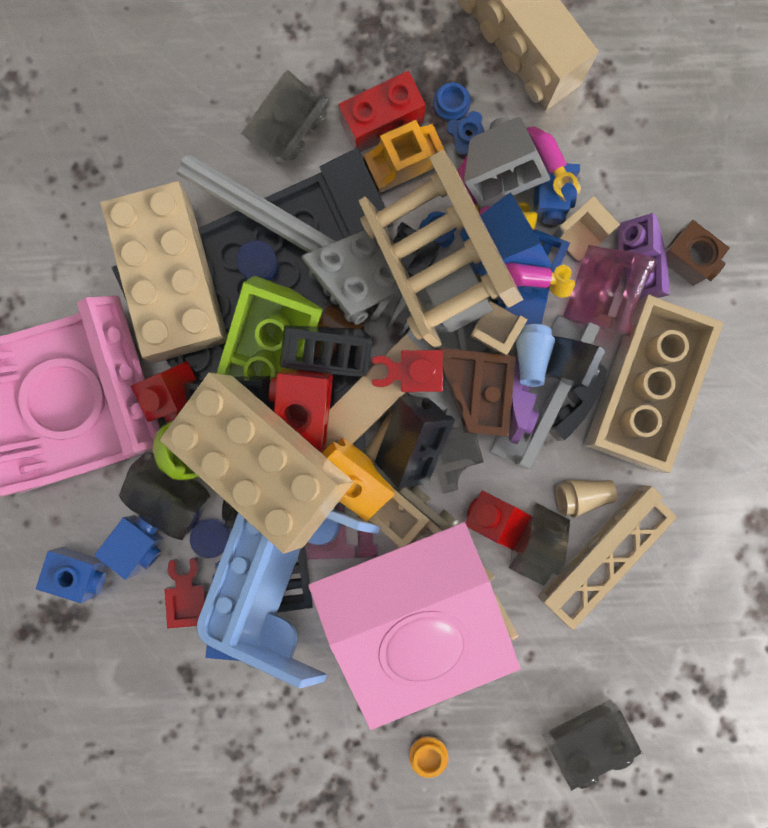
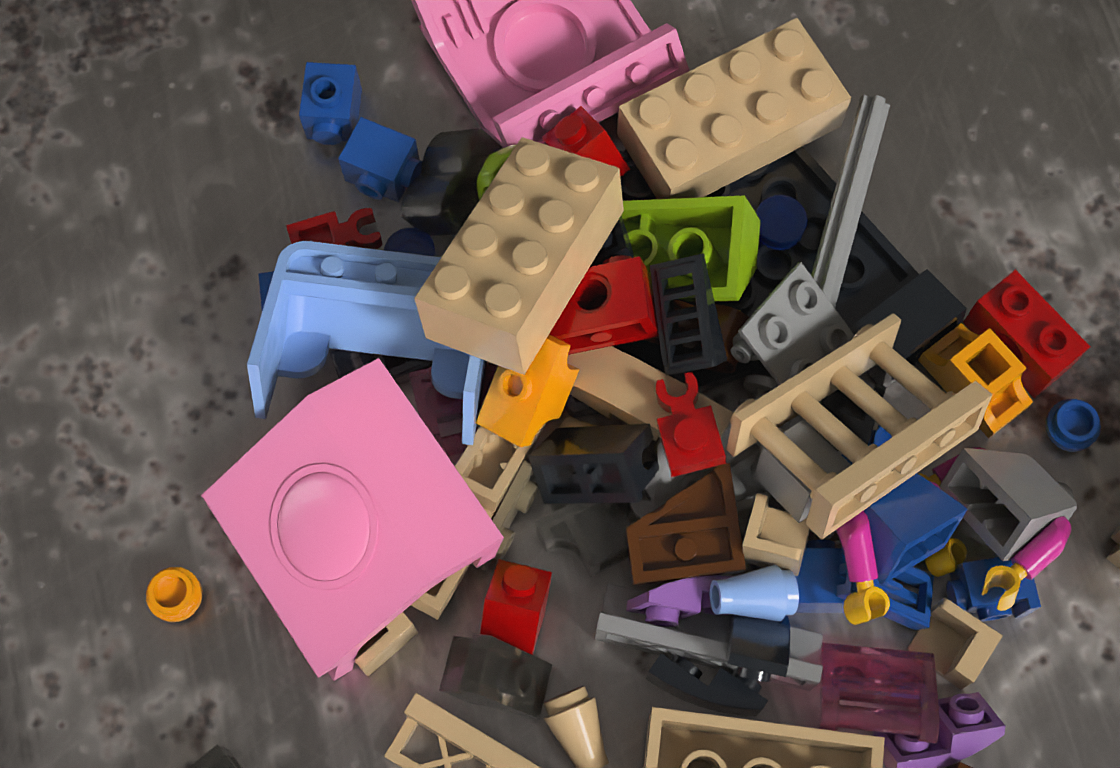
camera: 80 degrees right, 15 degrees down
(285, 118) = (978, 216): clear smoke bracket -> none
(458, 128) = (1039, 441): blue plate -> none

